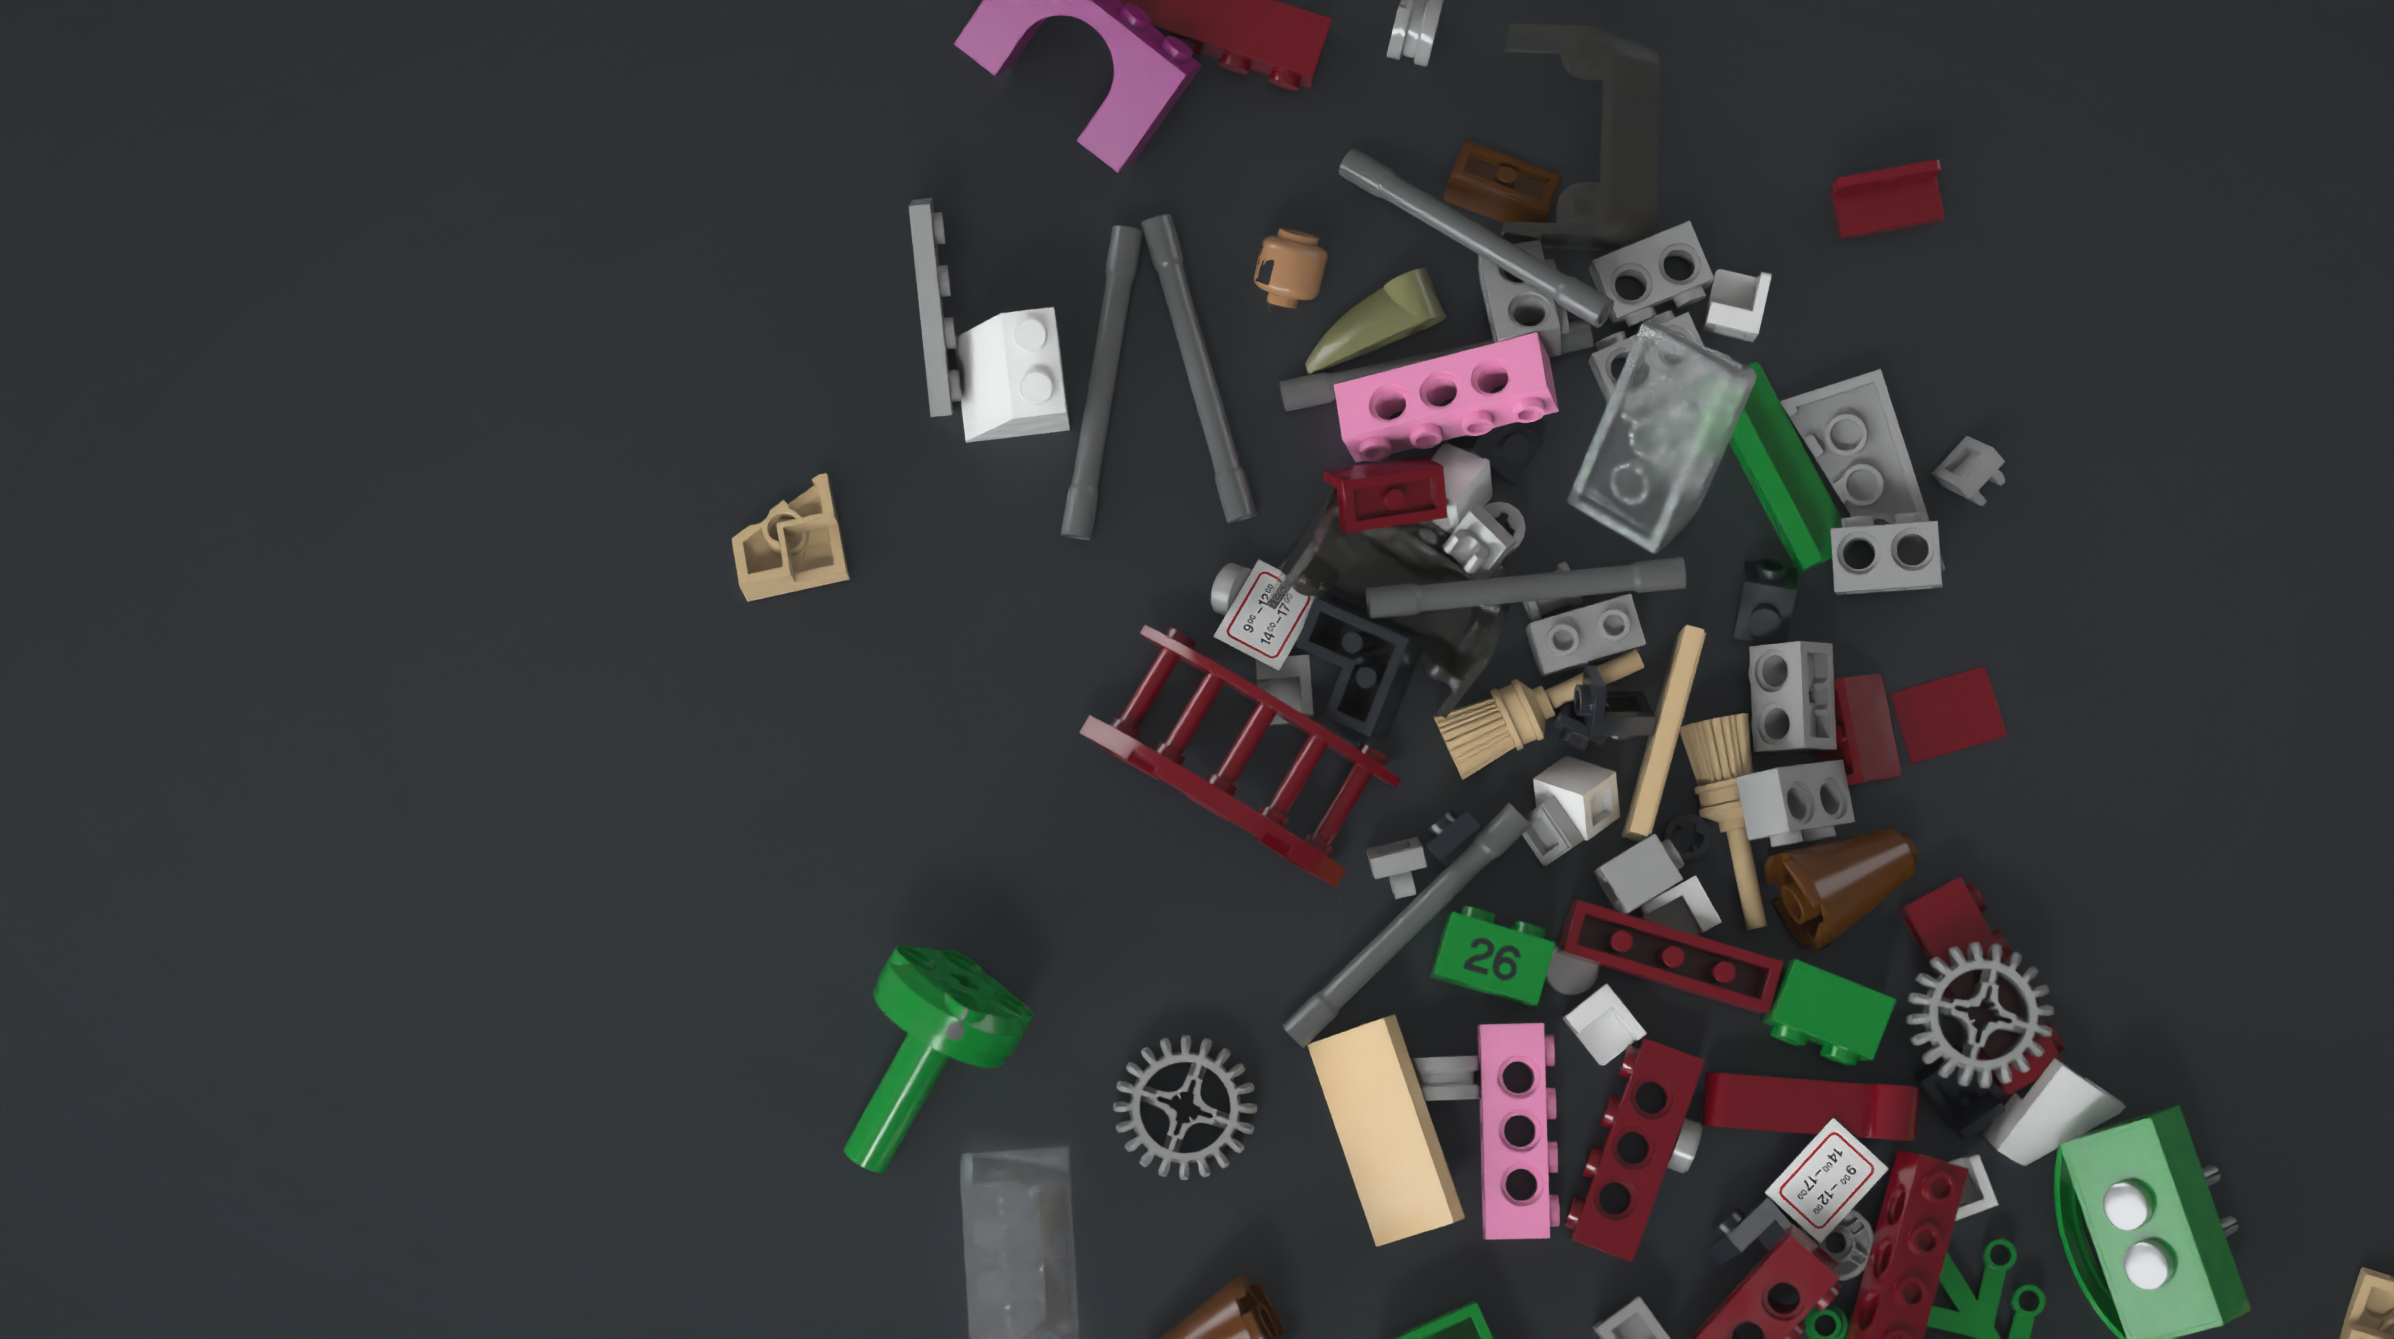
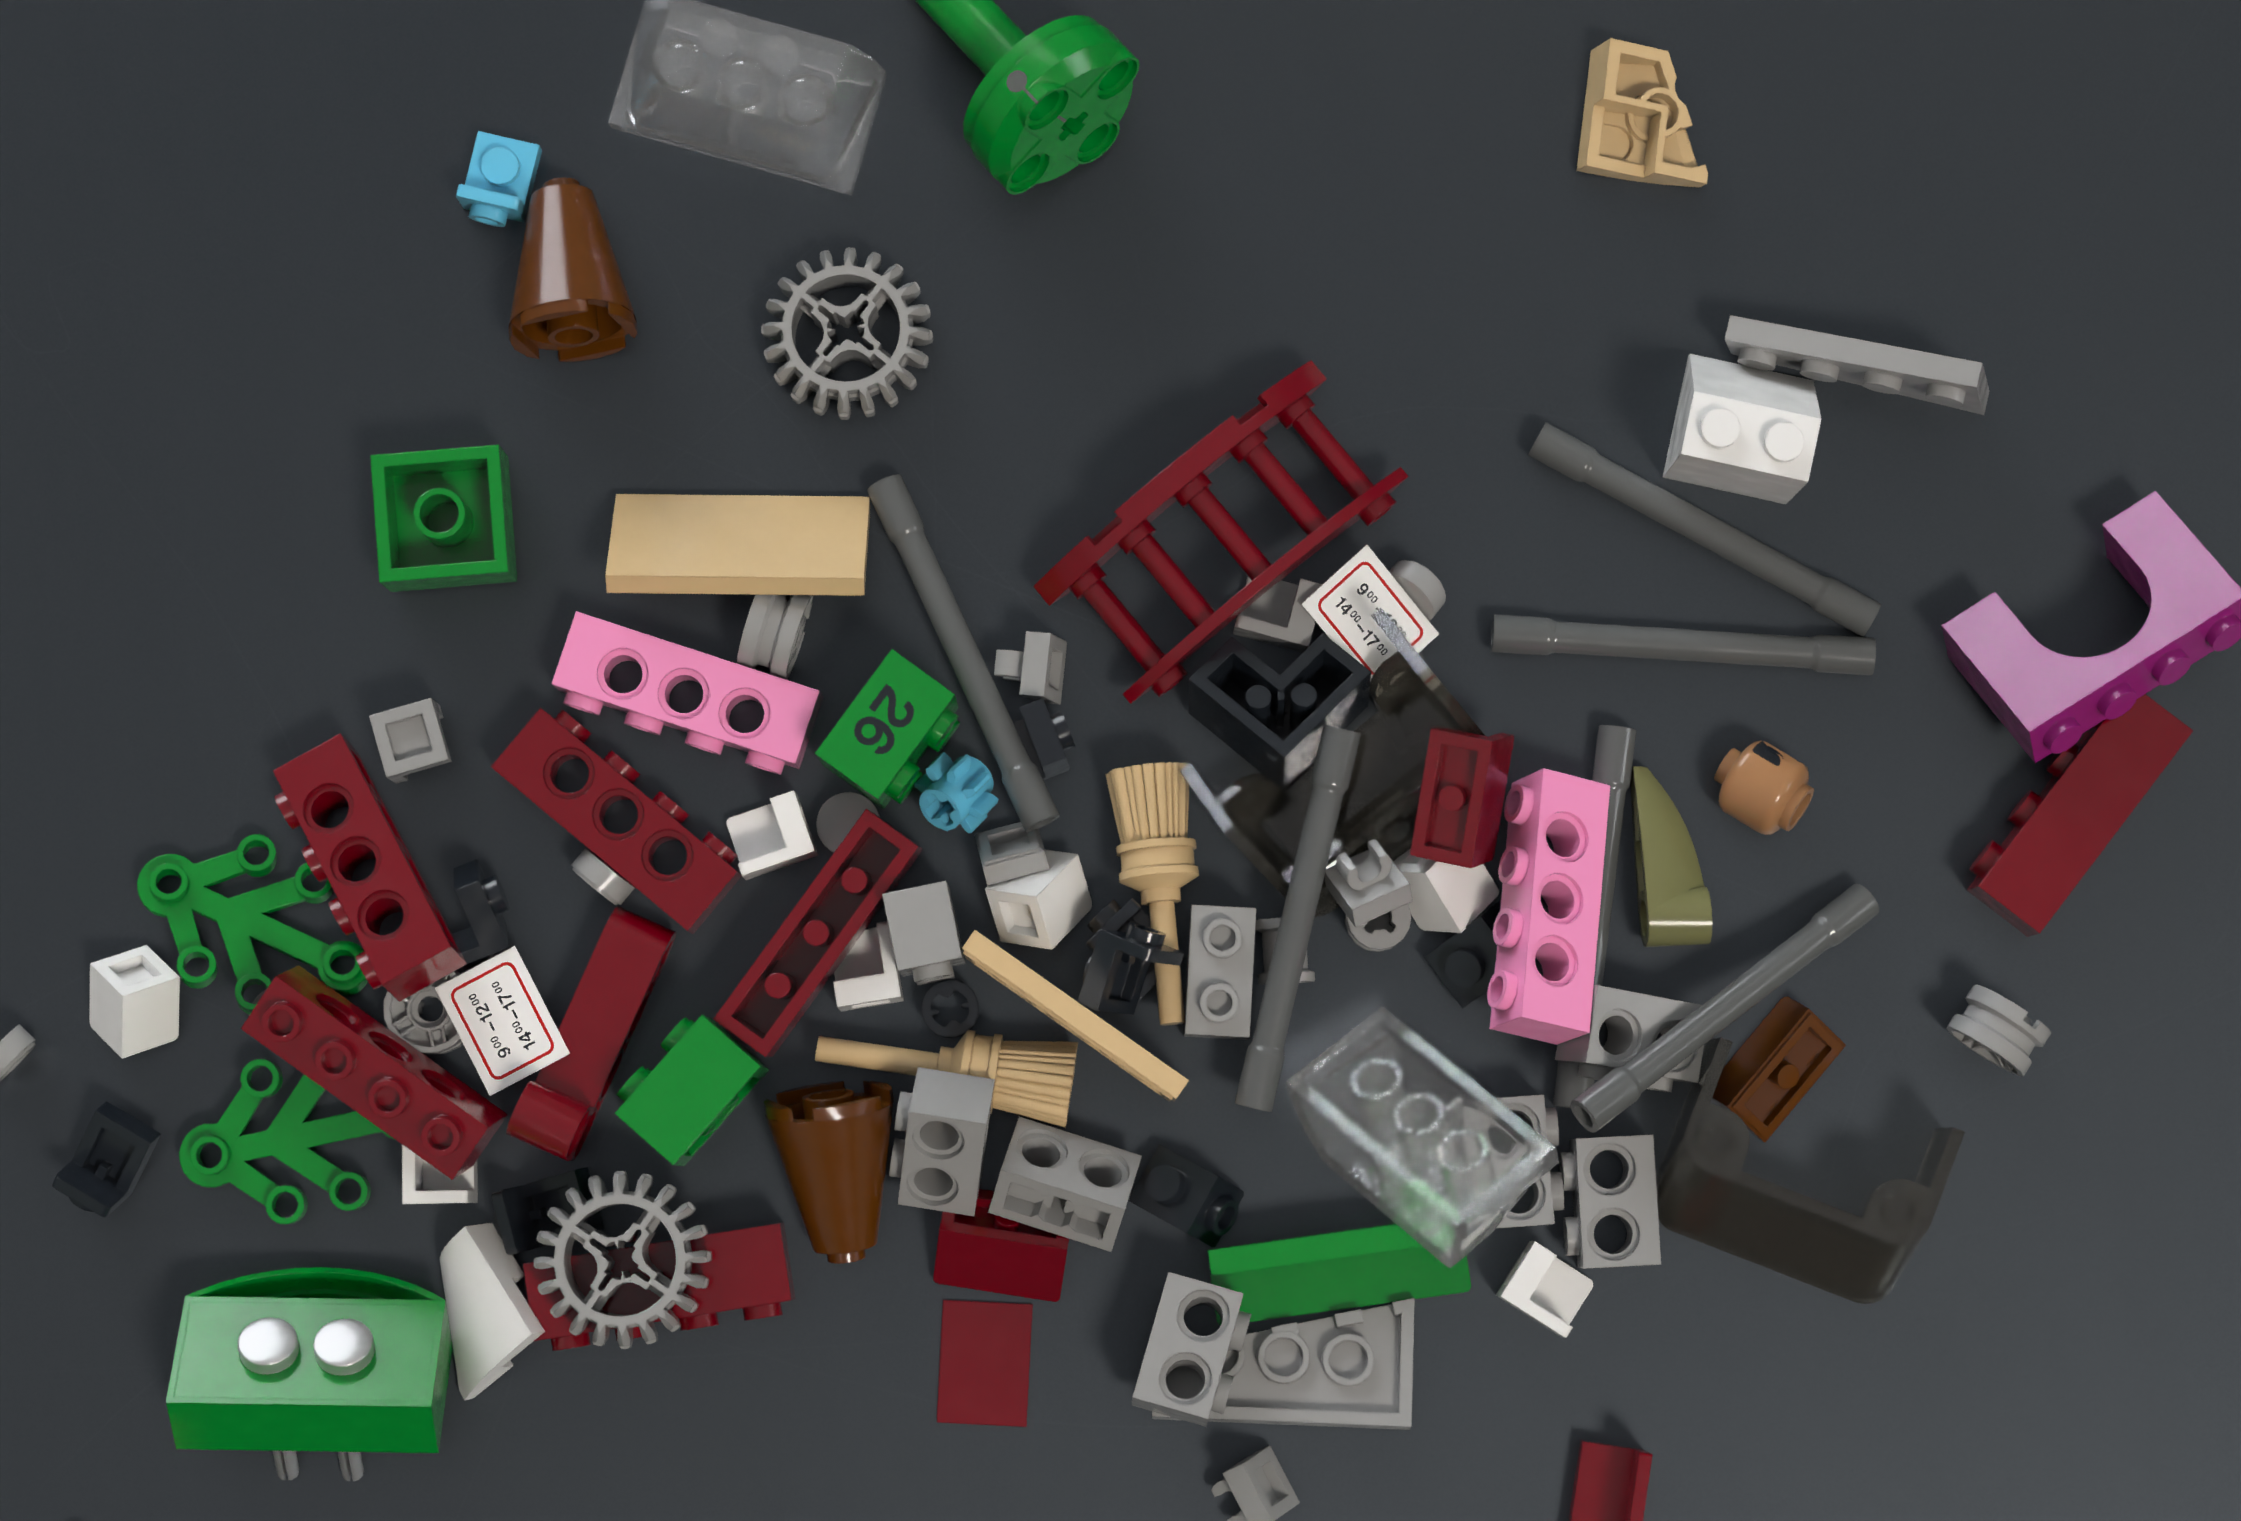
camera: 105 degrees right, 0 degrees up
(1519, 890) = (956, 792): none -> medium azure gear

